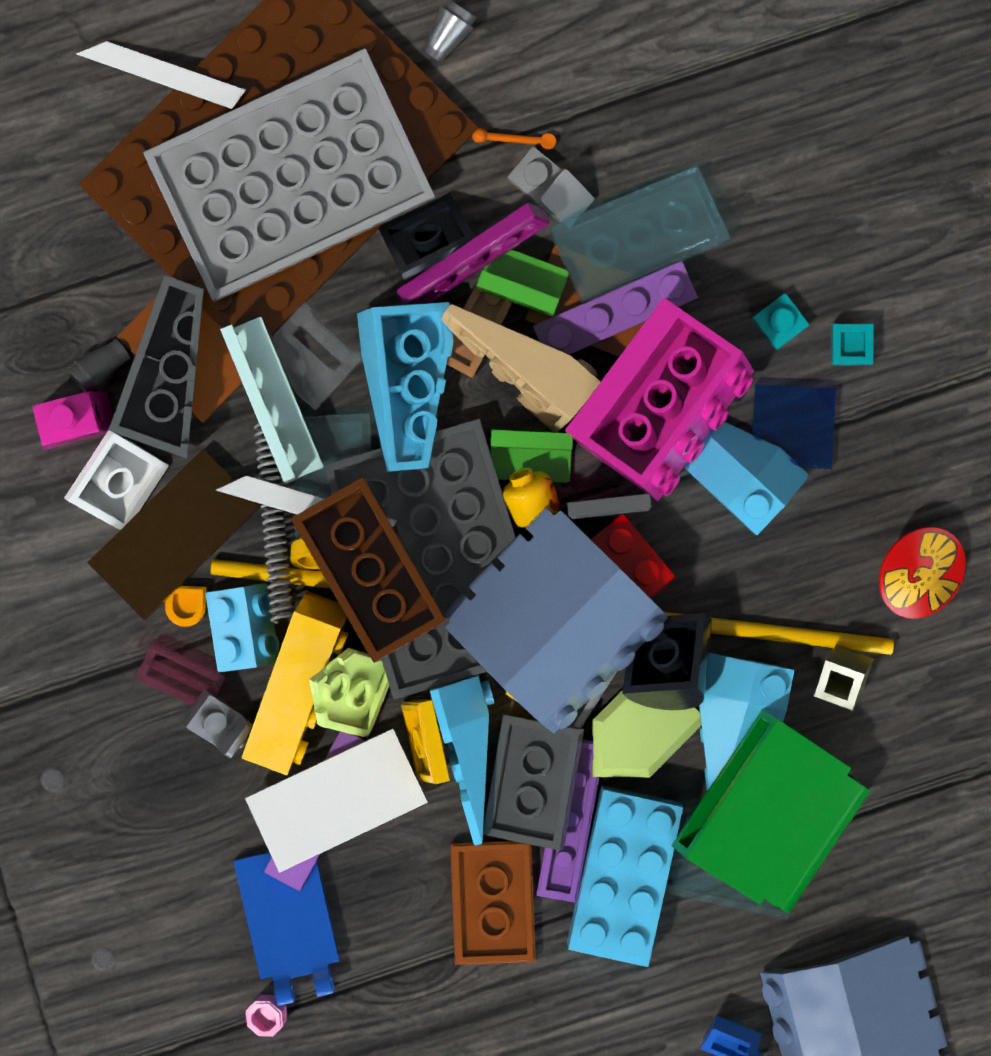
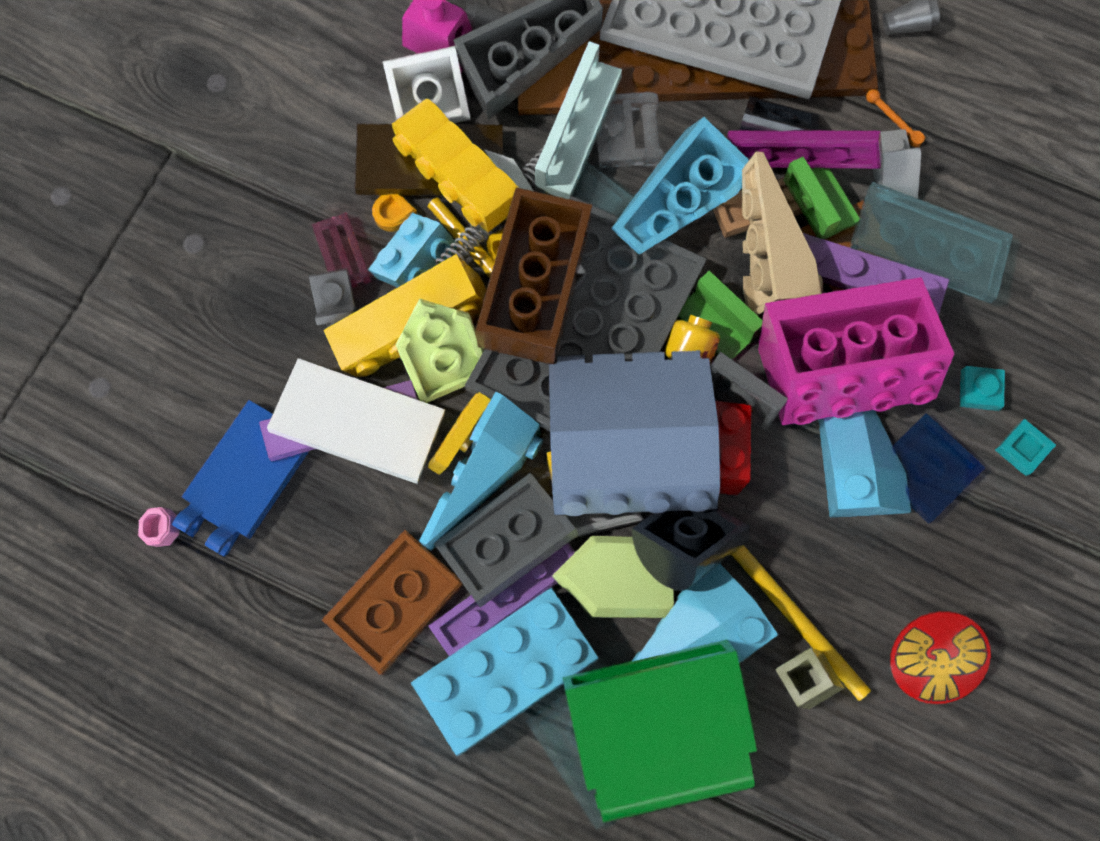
camera: 45 degrees right, 15 degrees down
(210, 528) = (456, 164): none -> yellow brick

